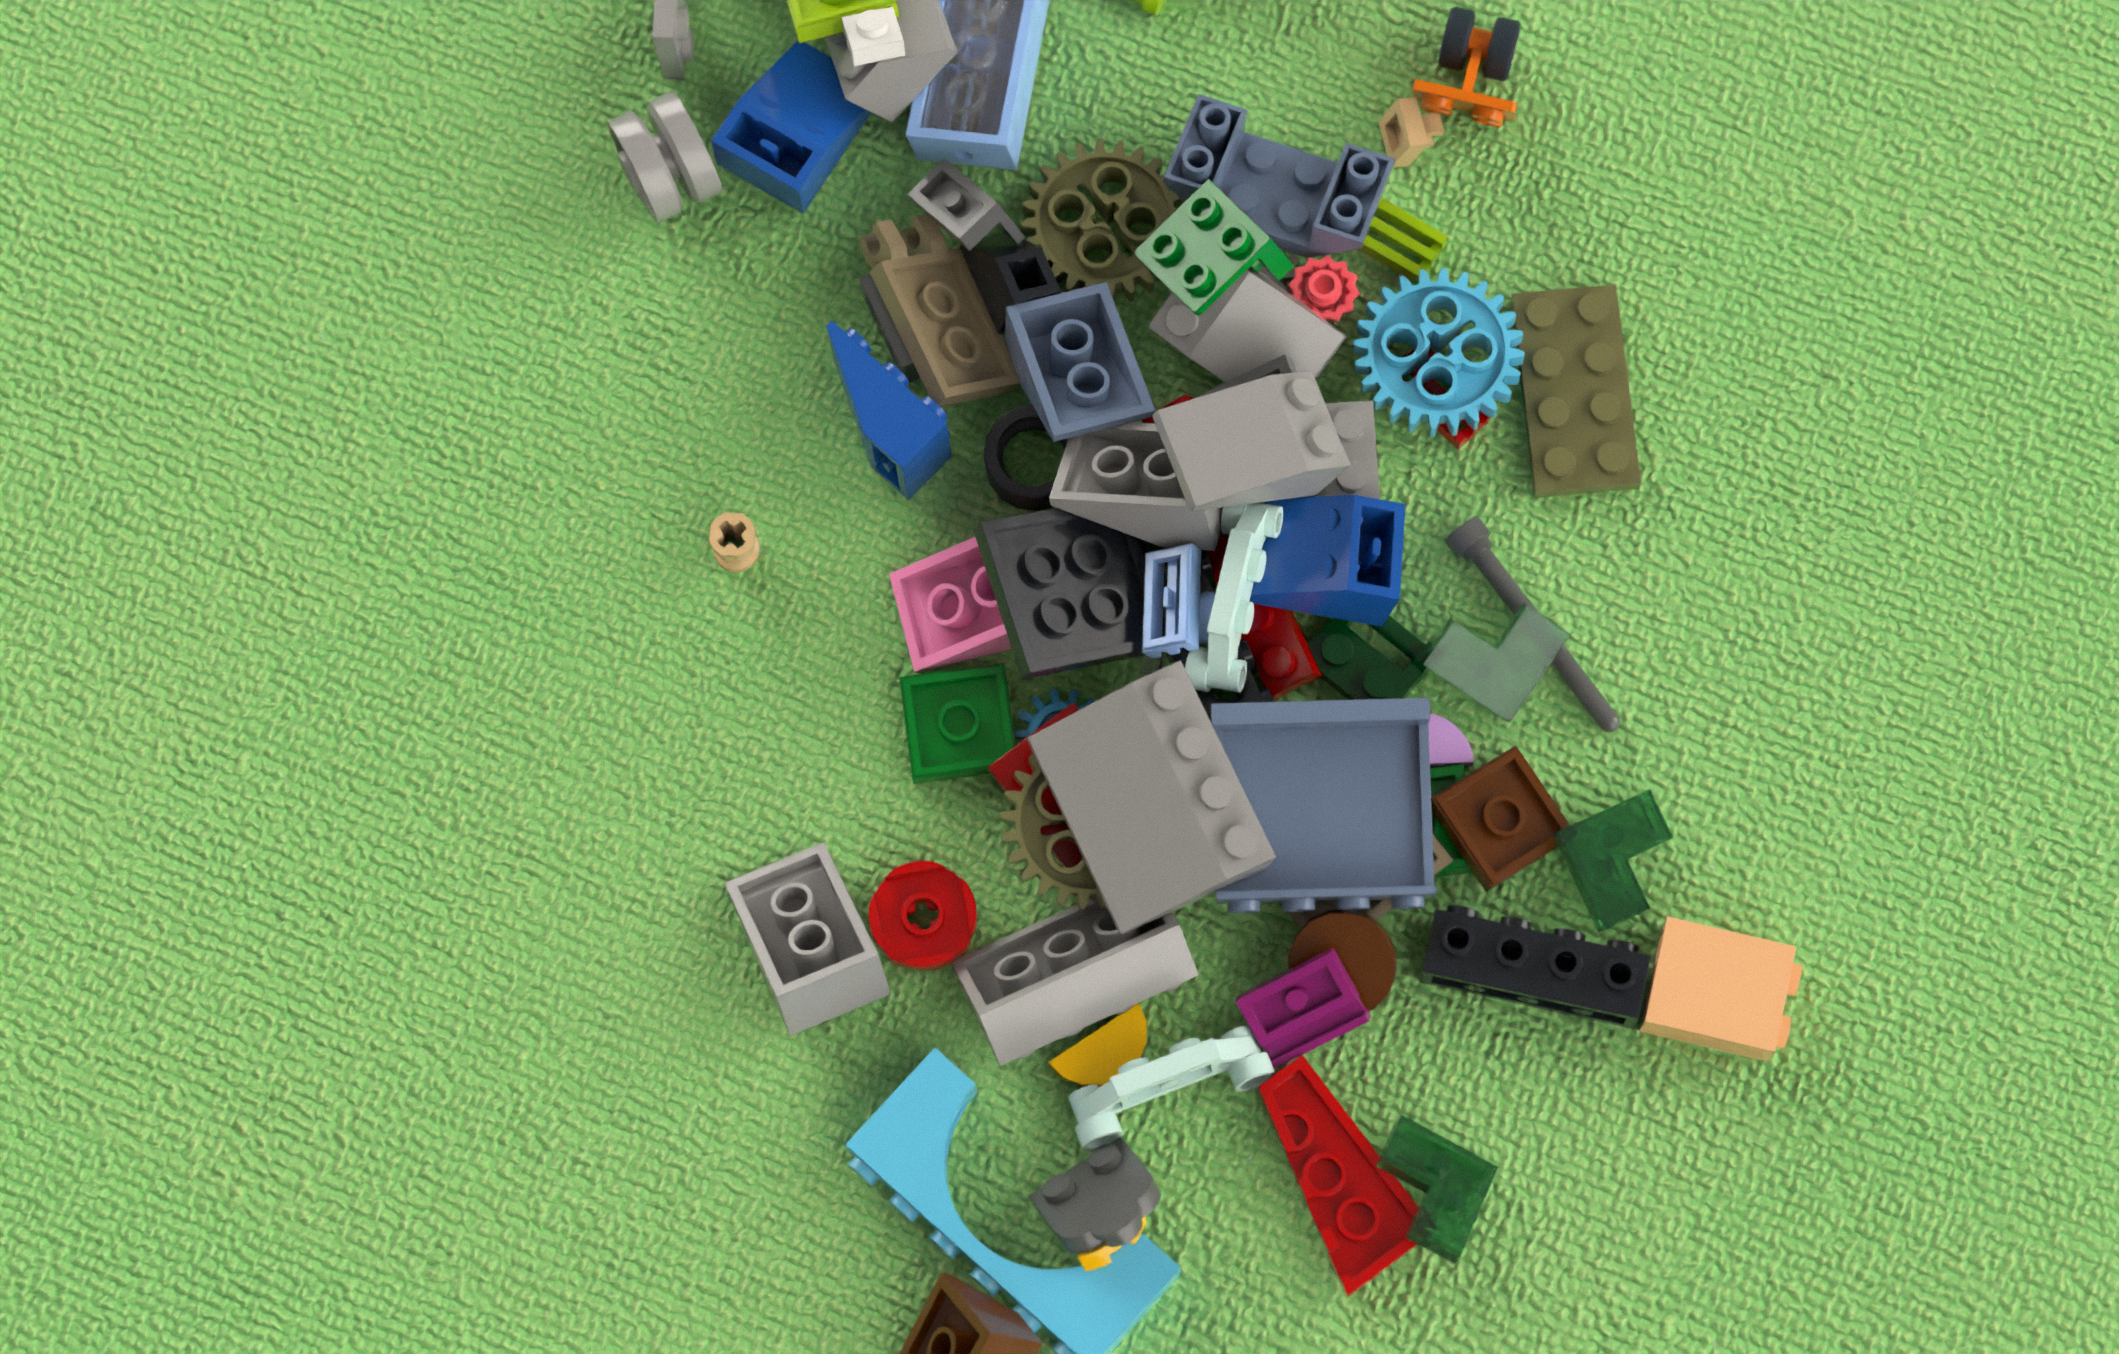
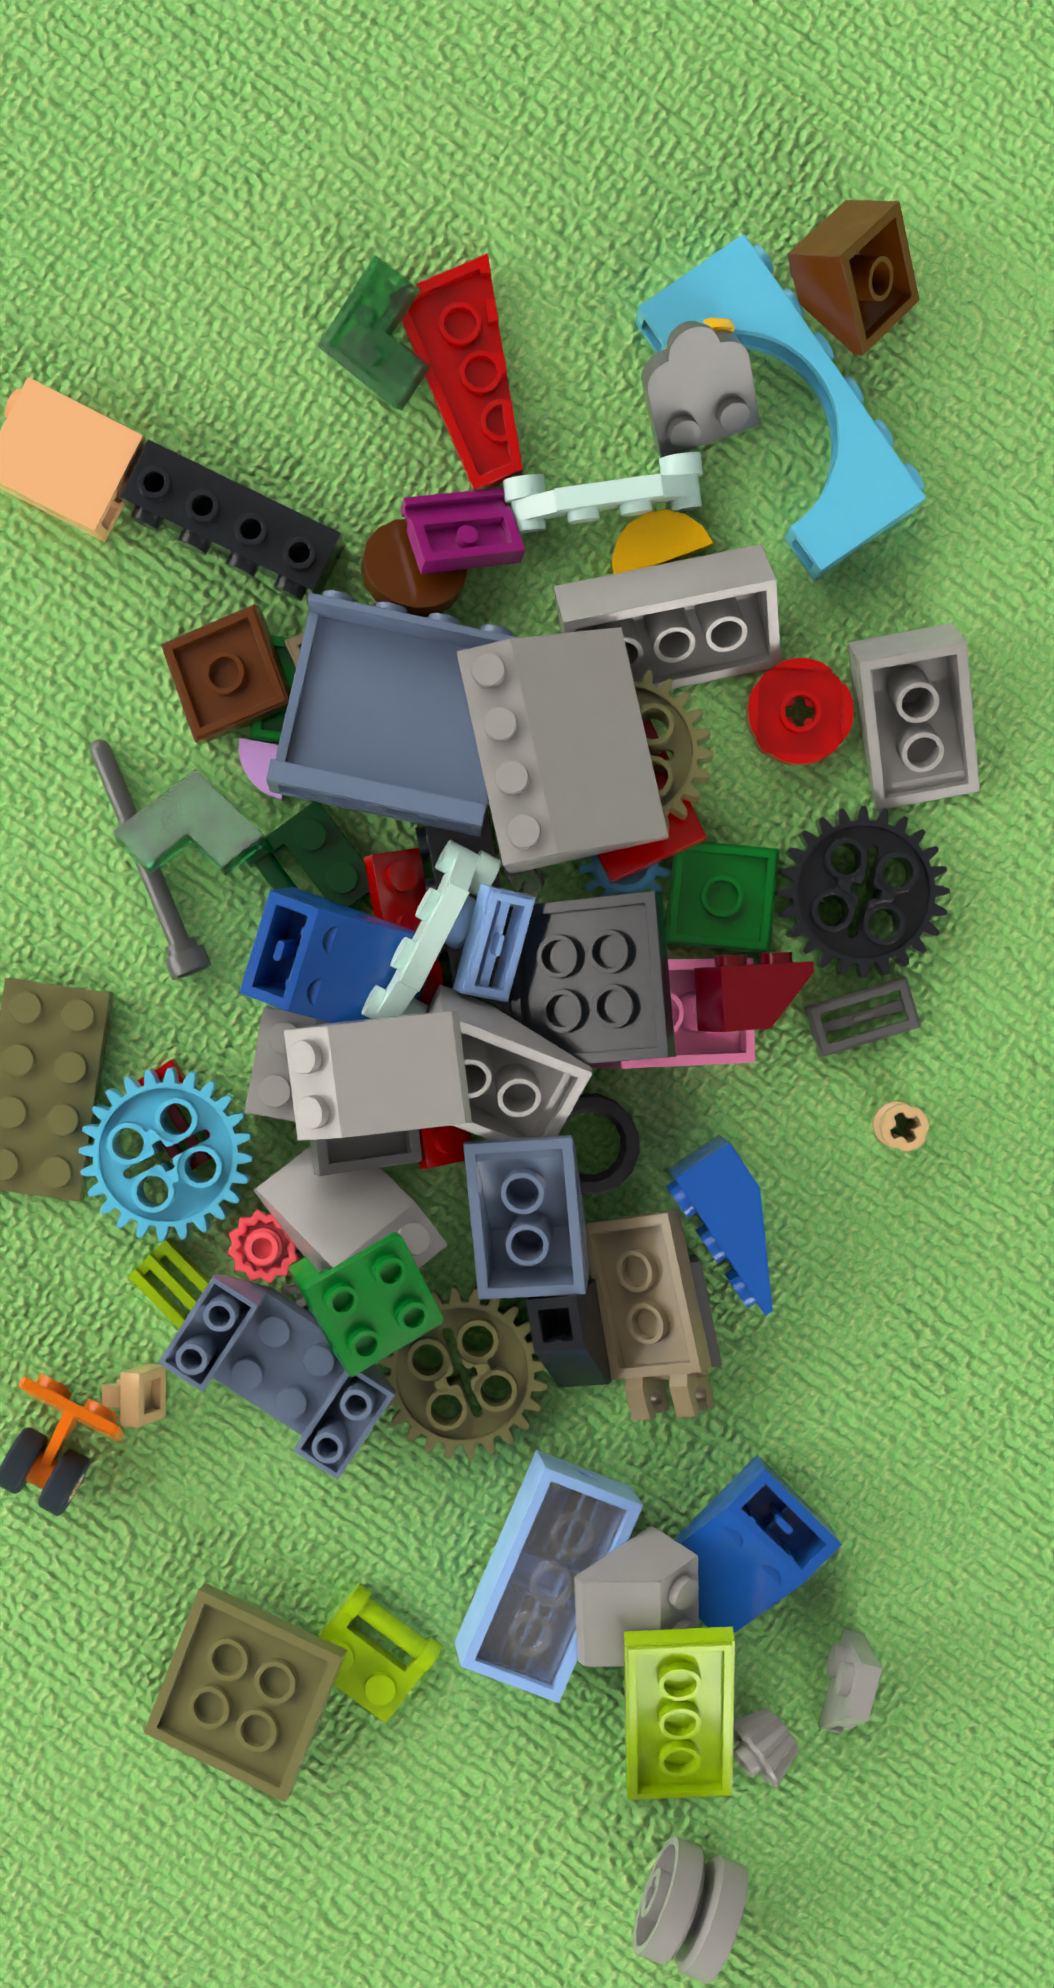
camera: 165 degrees left, 15 degrees up
(659, 159) = (896, 1538): light grey wheel -> none
(774, 754) = (908, 905): none -> black gear
(805, 656) = (820, 1029): none -> dark grey tile
(873, 36) = (657, 1613): white plate -> none
(912, 625) = (745, 995): none -> dark red slope
(961, 206) = (604, 1414): dark grey panel -> none
(1599, 855) = (142, 620): clear green tile -> none

